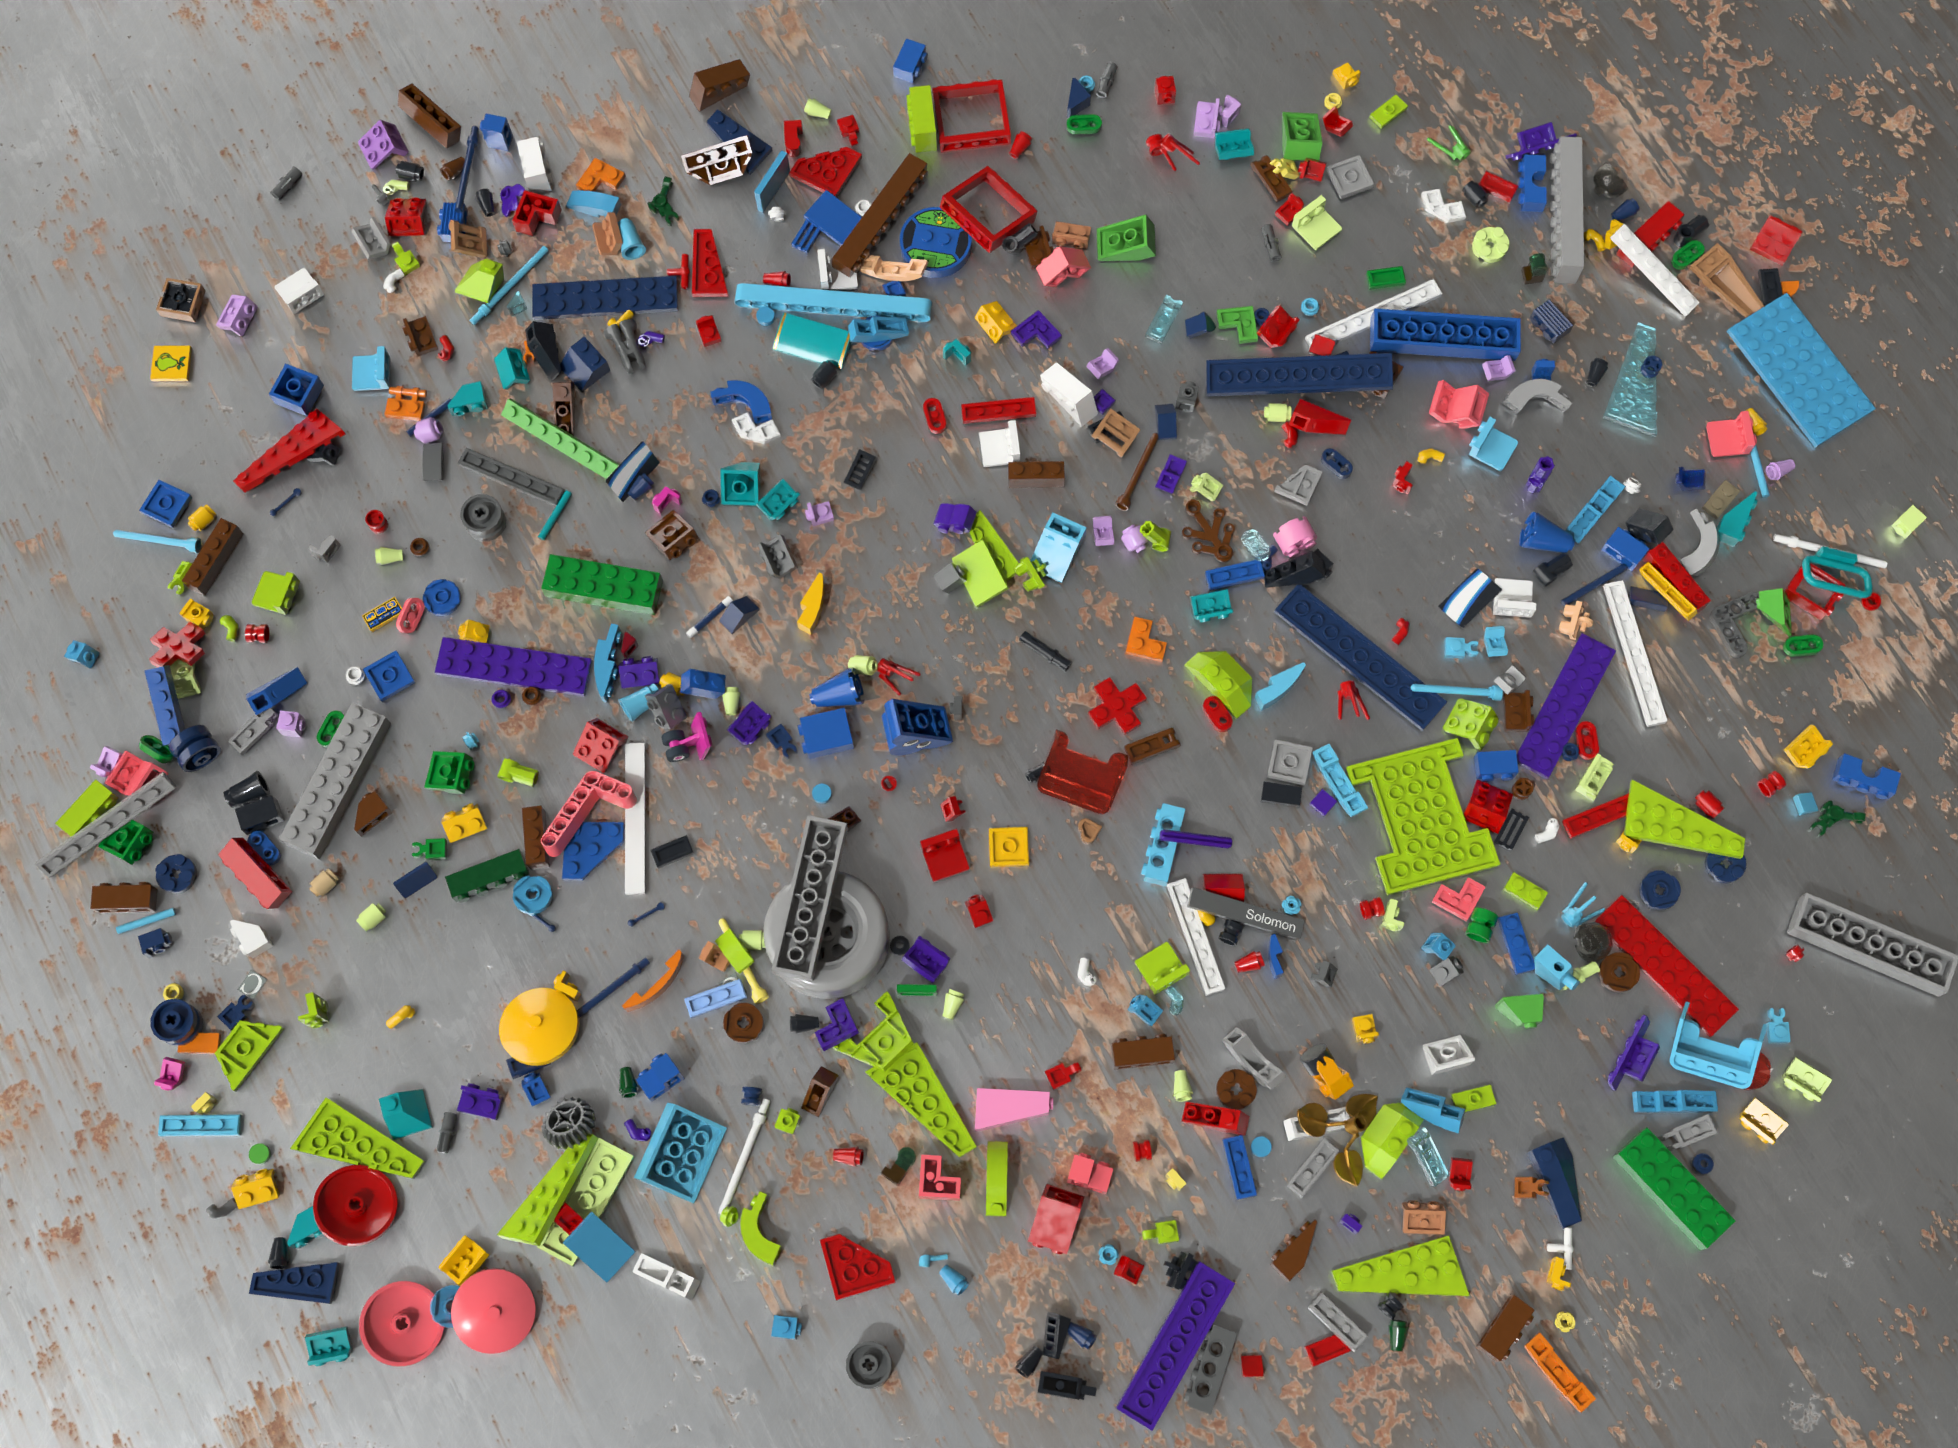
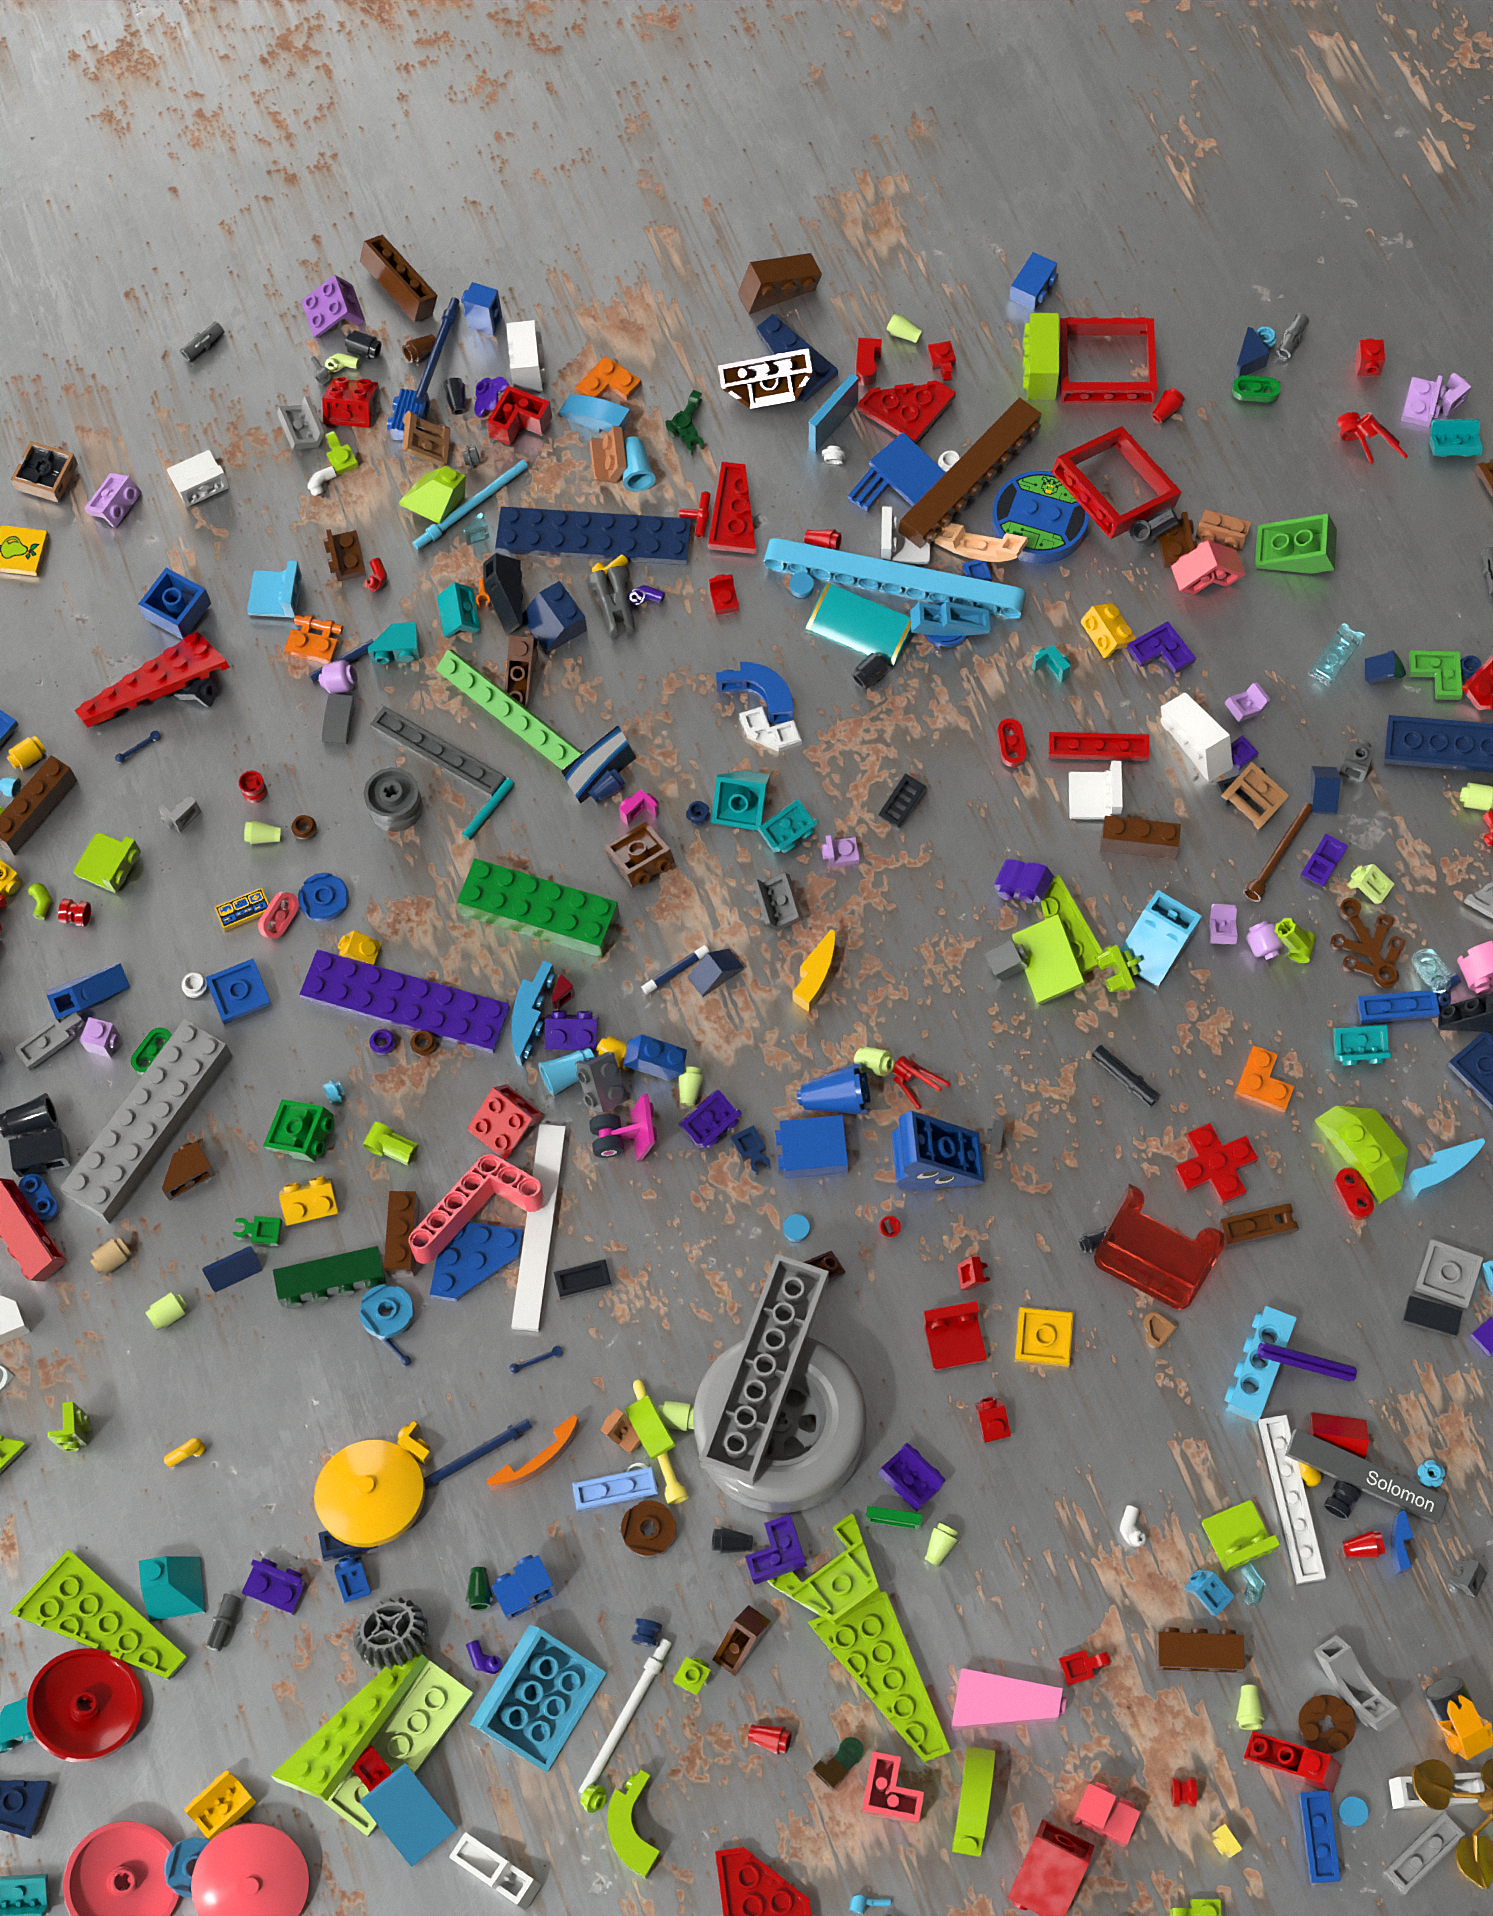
camera: 10 degrees right, 5 degrees down
(899, 951) = (877, 1460): black plate -> none

